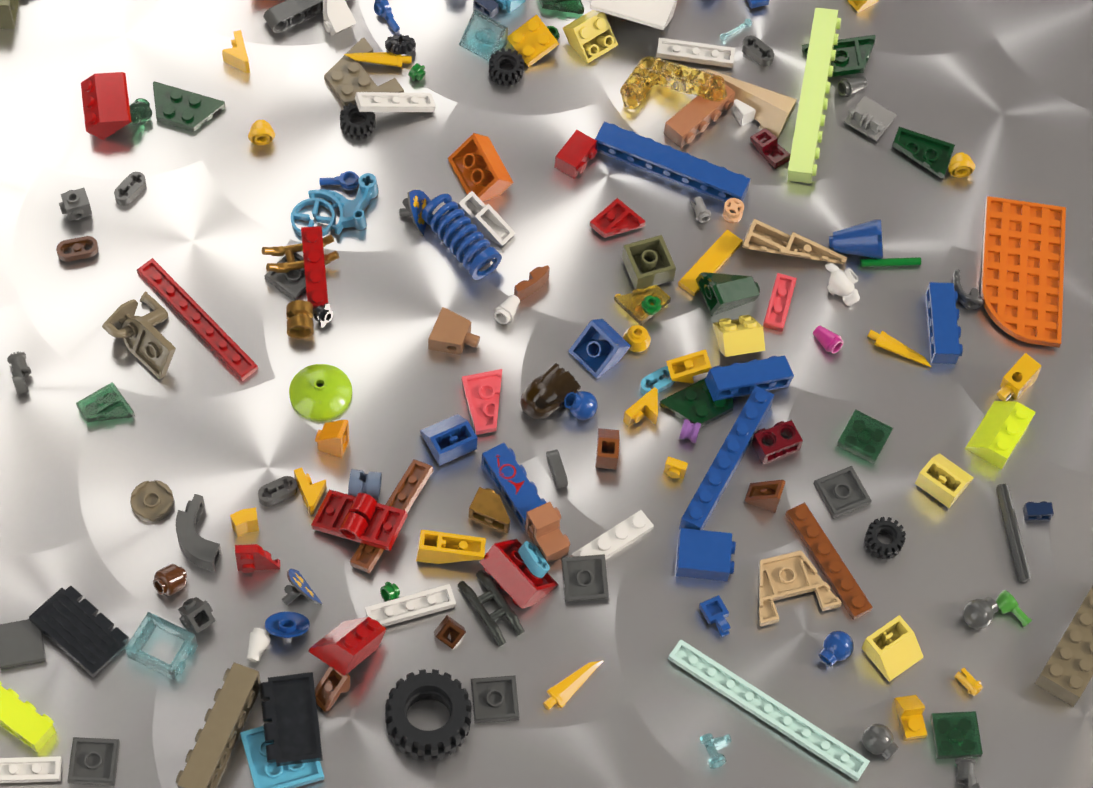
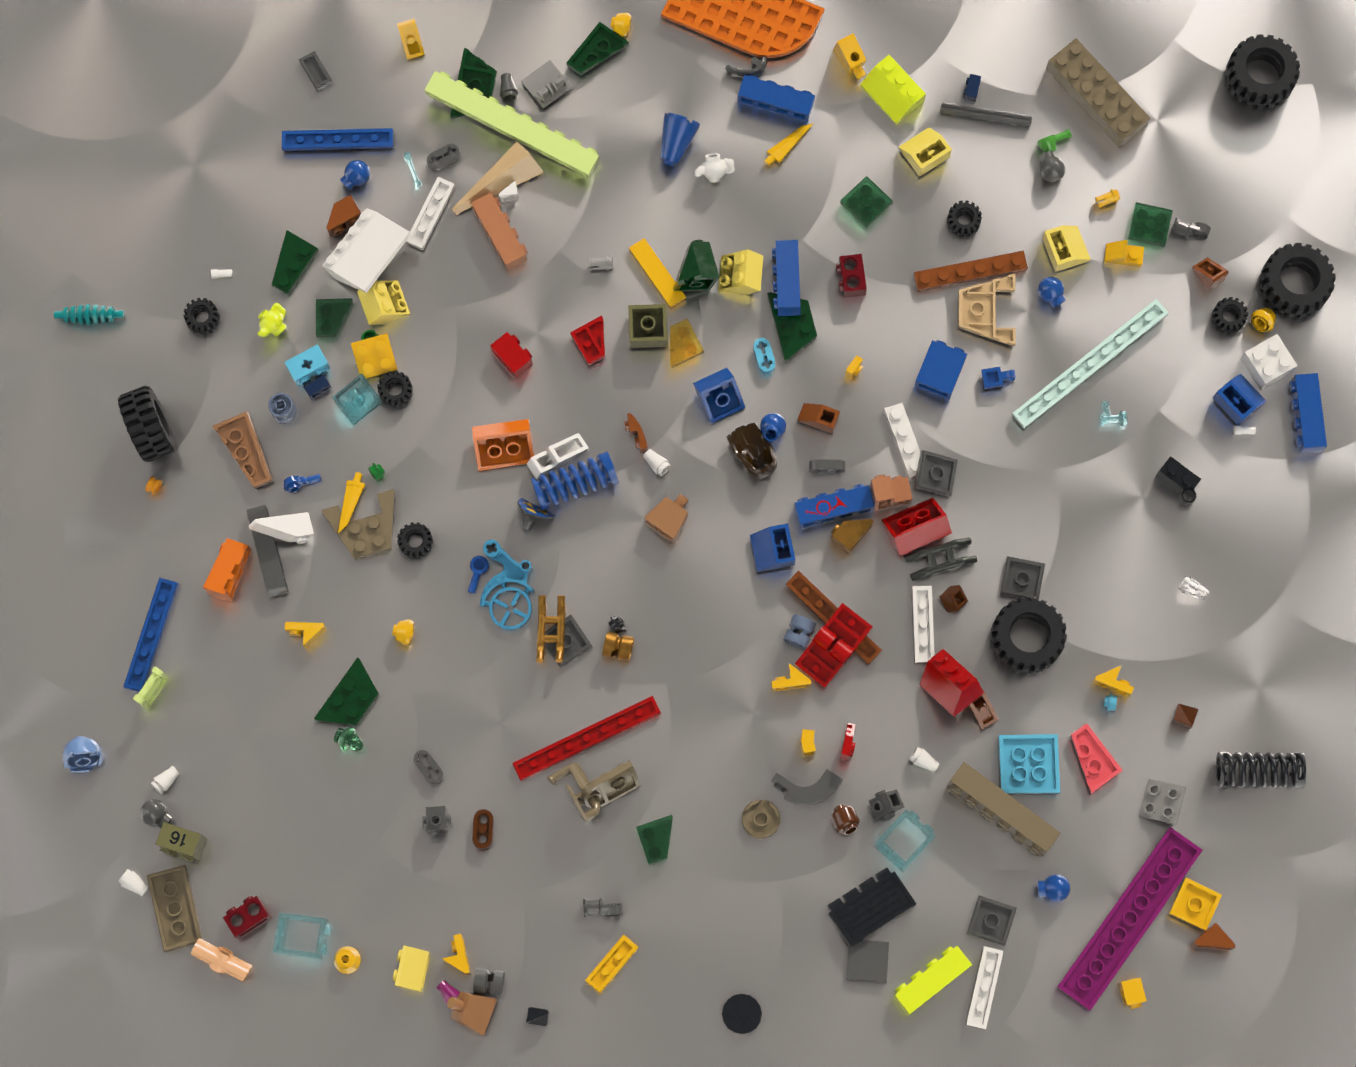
camera: 65 degrees left, 15 degrees up
(105, 103) = (333, 767): red slope -> none
(277, 491) = (777, 709): dark grey beam -> none
(287, 624) = (909, 726): blue dish -> none
(293, 719) = (1002, 746): black hinge -> none
(299, 586) = (884, 711): shield -> none
(314, 265) = (570, 619): red plate -> none
(320, 402) = (689, 660): lime dish -> none
(333, 438) = (747, 647): light orange slope -> none
(389, 591) = (905, 638): green plate -> none
(394, 102) = (410, 500): white plate -> none
(407, 44) = (342, 485): black gear -> none
(449, 548) = (881, 576): yellow slope -> none
(483, 398) = (741, 509): coral wing -> none
(533, 559) = (910, 510): medium azure beam -> none
(567, 687) = (1027, 517): yellow bar -> none
(638, 338) = (716, 364): yellow cone -> none
(644, 406) = (788, 371): yellow slope -> none
(651, 309) = (692, 341): green plate -> none
(670, 163) = (547, 273): blue brick -> none
(675, 76) = (454, 244): clear yellow beam -> none
(685, 367) = (763, 324): yellow slope -> none
(690, 431) = (822, 344): medium lavender wheel -> none
(727, 460) = (860, 322): blue brick -> none
(736, 206) = (610, 231): light nougat wheel -> none
(765, 494) = (899, 301): dark orange slope -> none
(768, 147) = (553, 182): dark red slope -> none
(768, 239) = (653, 214): tan wedge -> none
(779, 302) = (713, 227): coral tile -> none
(829, 340) = (764, 199): dark pink cone -> none
(842, 492) = (911, 238): dark grey tile -> none
(879, 740) = (1140, 285): dark grey piece -> none
(890, 262) = (701, 117): green bar -> none

